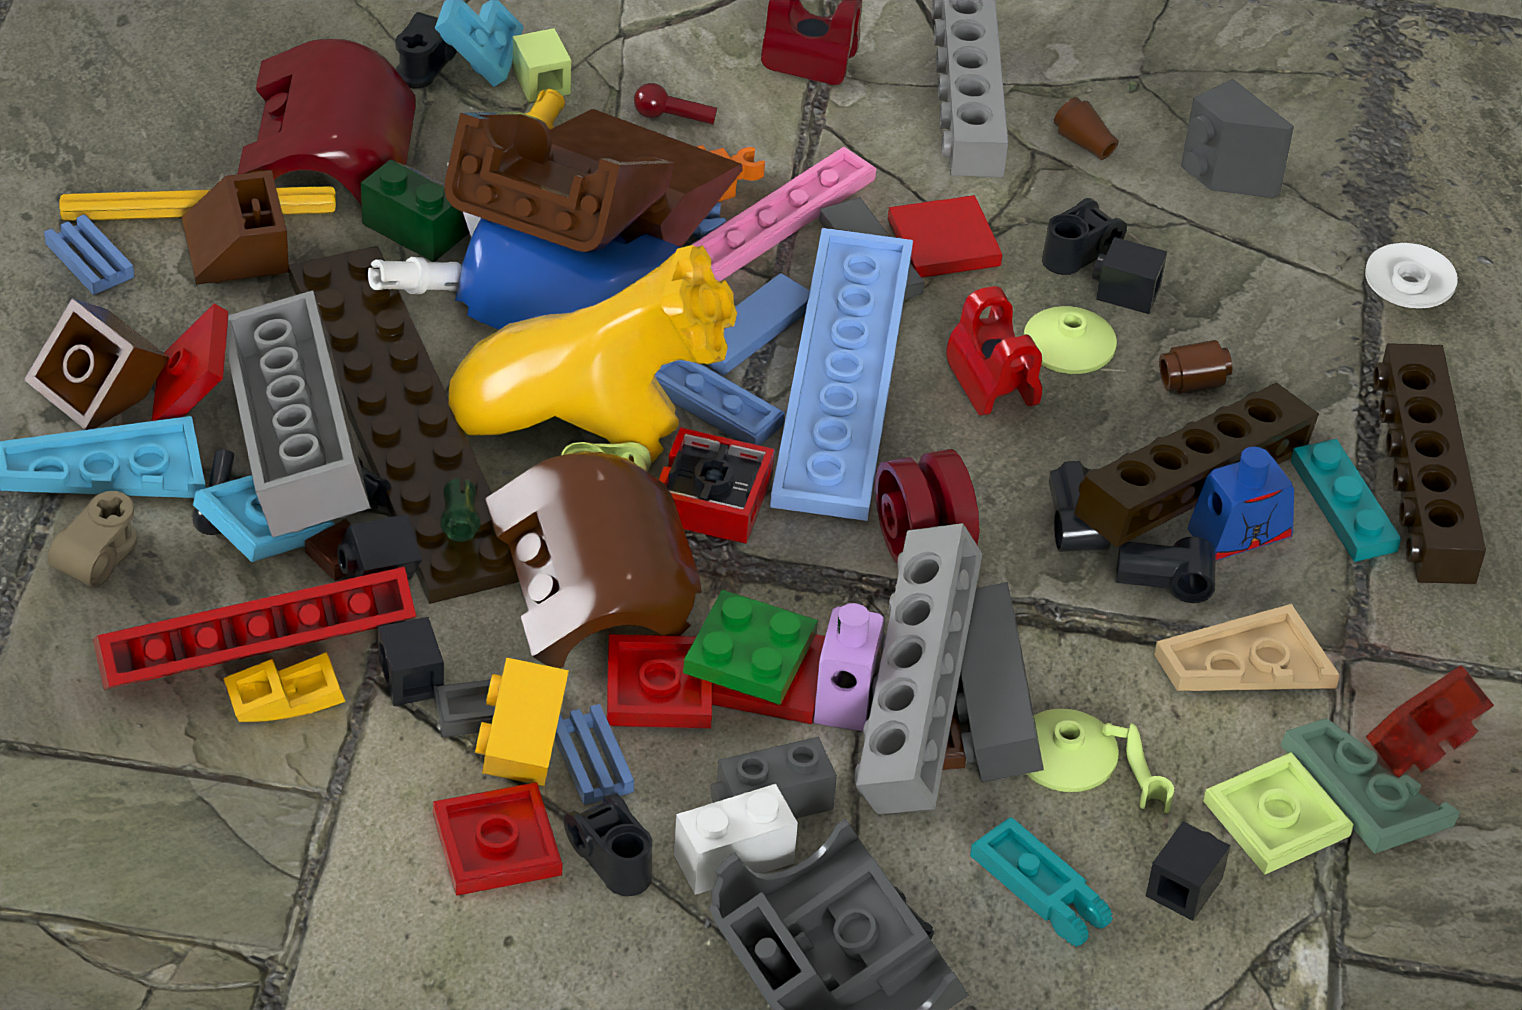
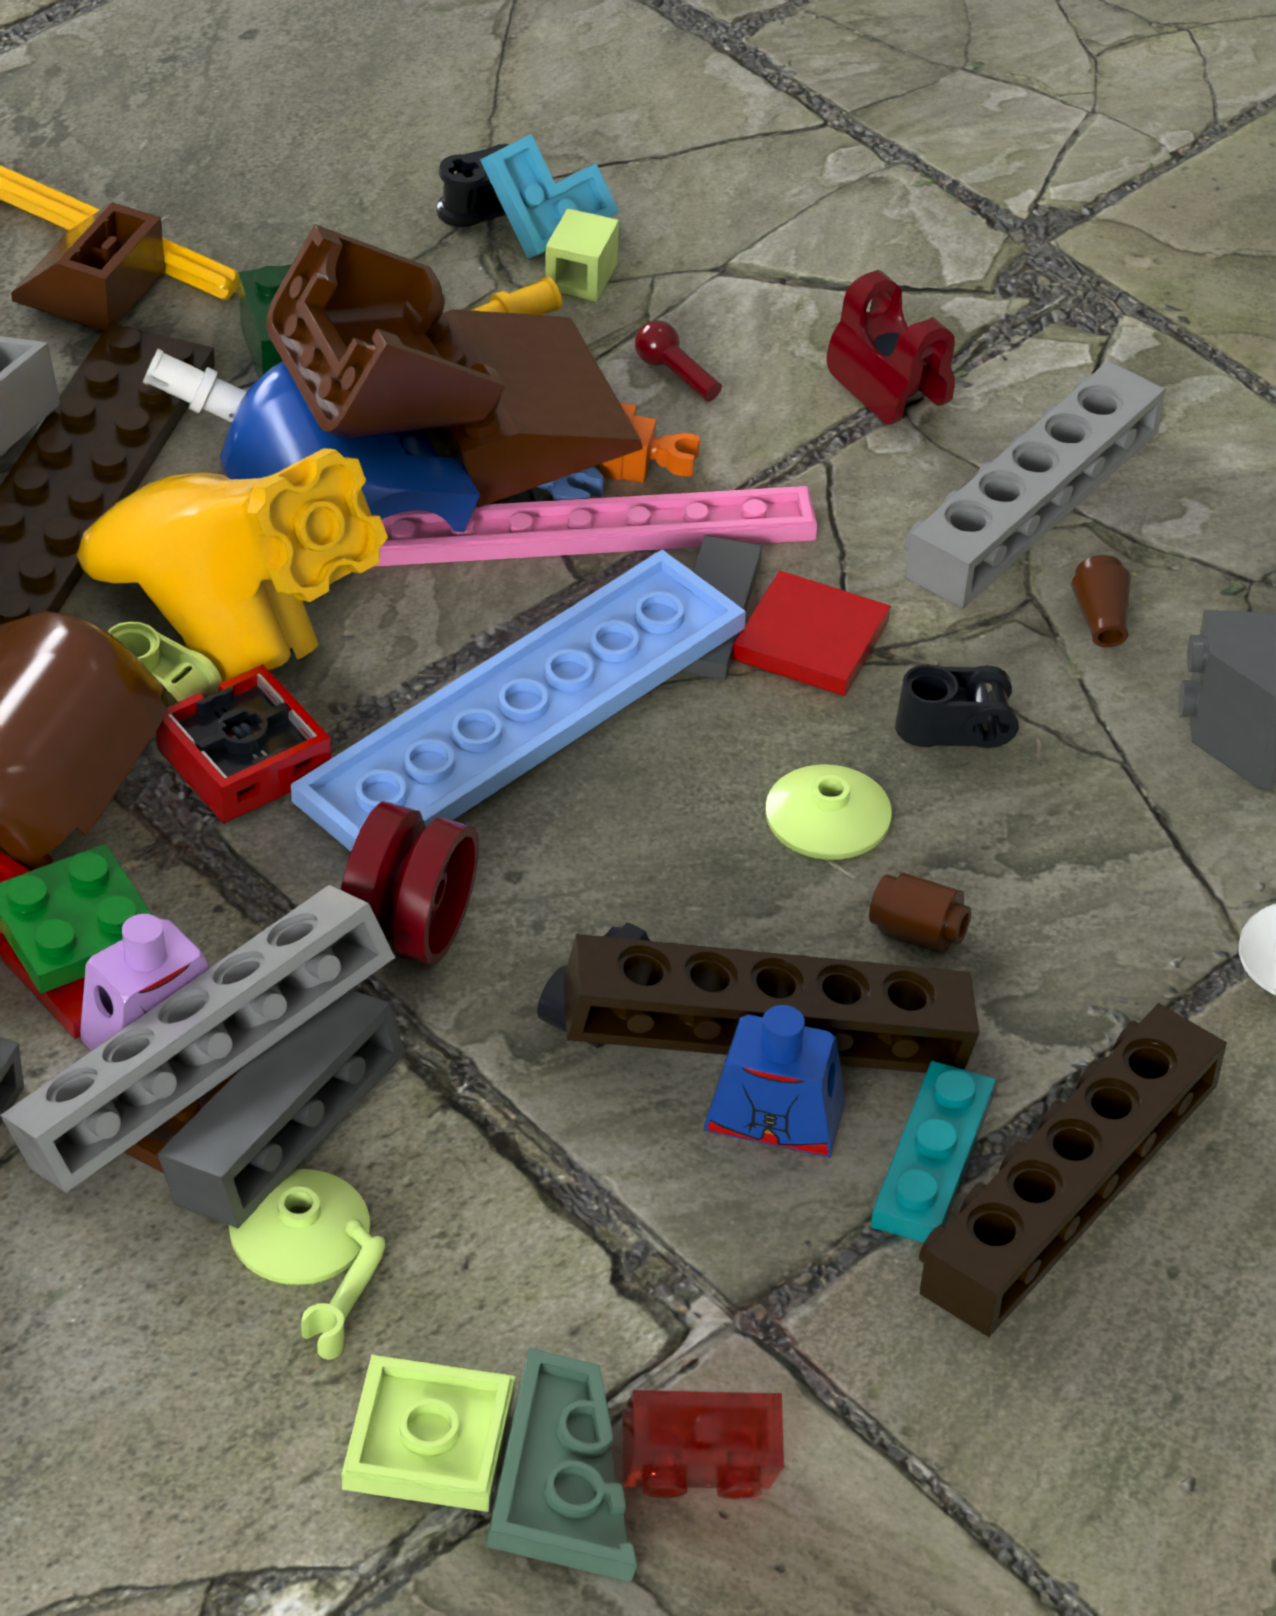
camera: 40 degrees right, 0 degrees up
(331, 112) = (320, 174): dark red piece -> none
(720, 401) = (366, 661): medium blue tile -> none
(762, 319) = (486, 612): medium blue tile -> none
(989, 356) = (695, 769): red piece -> none
(1041, 880) = (91, 1332): teal hinge -> none
(1130, 275) = (962, 777): black brick -> none
(1183, 568) = (636, 1112): black piece -> none
(1187, 870) = (251, 1425): black brick -> none
(1248, 654) = (603, 1245): tan wing -> none

